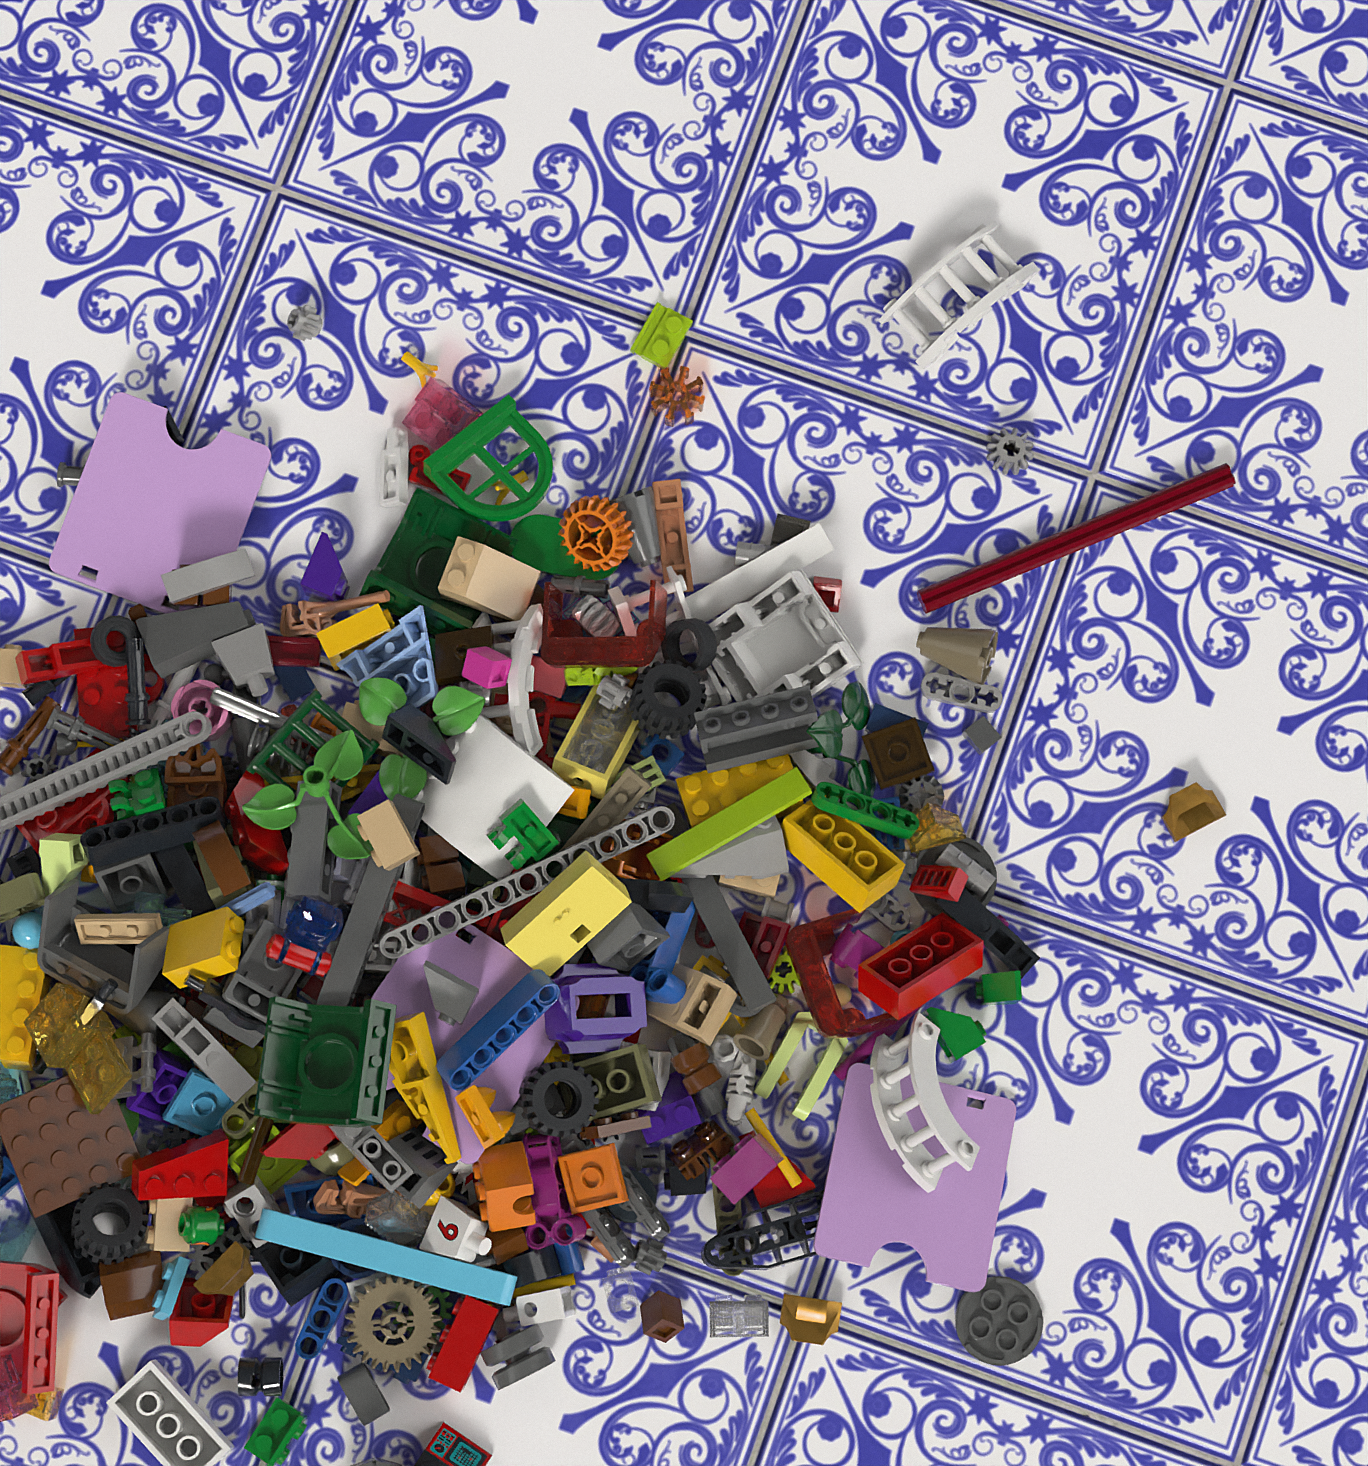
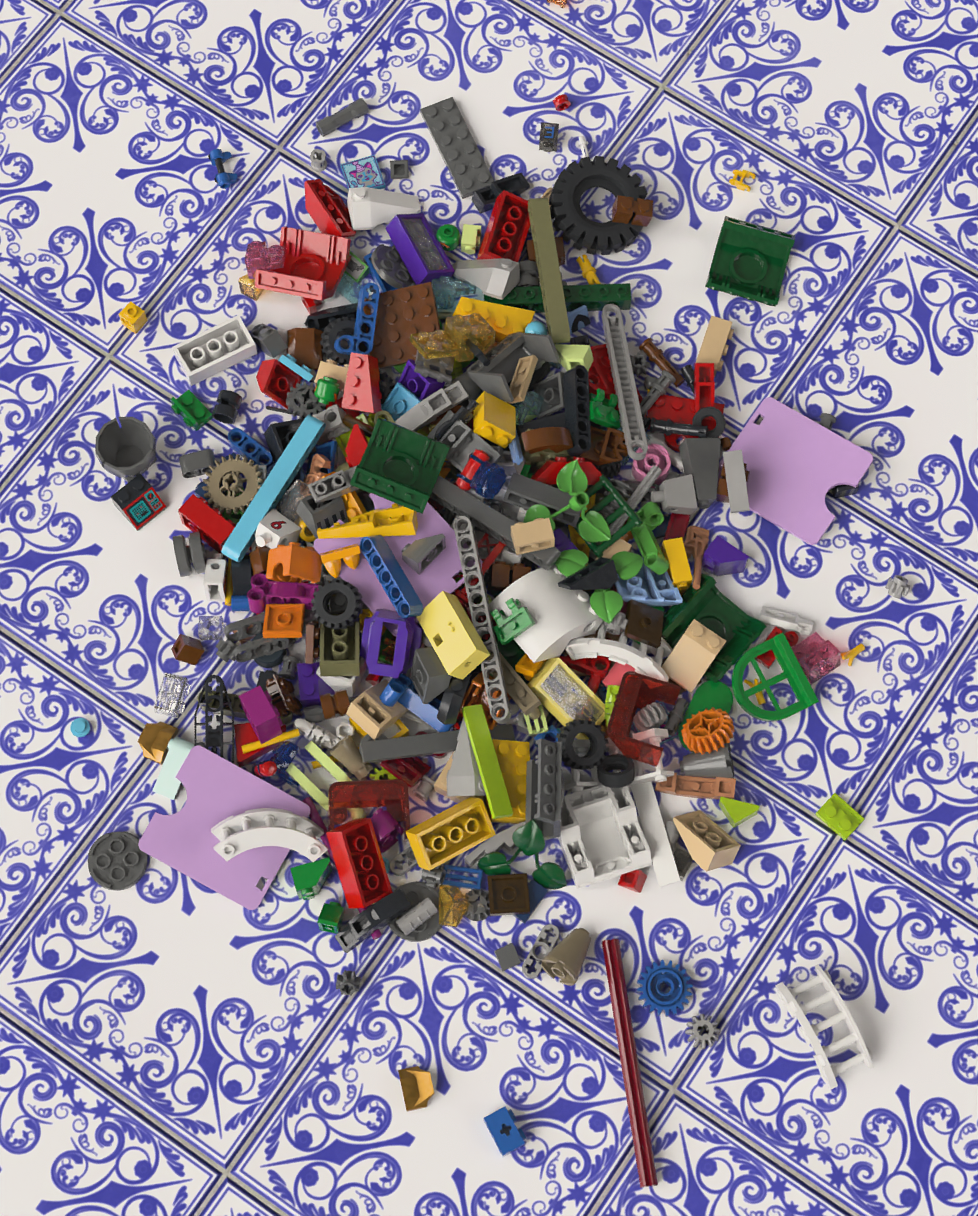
camera: 110 degrees right, 10 degrees down
(79, 1202) = (362, 318): none -> blue beam
(131, 1347) = (268, 340): none -> dark grey slope
(228, 1272) = (293, 397): pearl gold slope -> none
(290, 690) = (653, 557): none -> bright green piece
(486, 667) = (630, 630): dark pink panel -> none
(614, 691) = (596, 711): light grey gear -> none
(686, 399) = (787, 810): clear orange gear -> none
(695, 472) = (737, 811): none -> lime slope
(749, 503) = (706, 840): none -> tan slope
(802, 1128) = (278, 764): none -> clear blue piece
(821, 1439) = (80, 727): none -> medium azure plate
(842, 1279) = (166, 782): none -> light aqua door
(903, 823) = (477, 859): green beam -> none
(953, 887) = (412, 894): red slope -> none
(970, 497) = (664, 975): none -> blue gear
(1081, 940) = (348, 982): none -> dark grey gear
(1231, 671) = (505, 1143): none -> blue brick

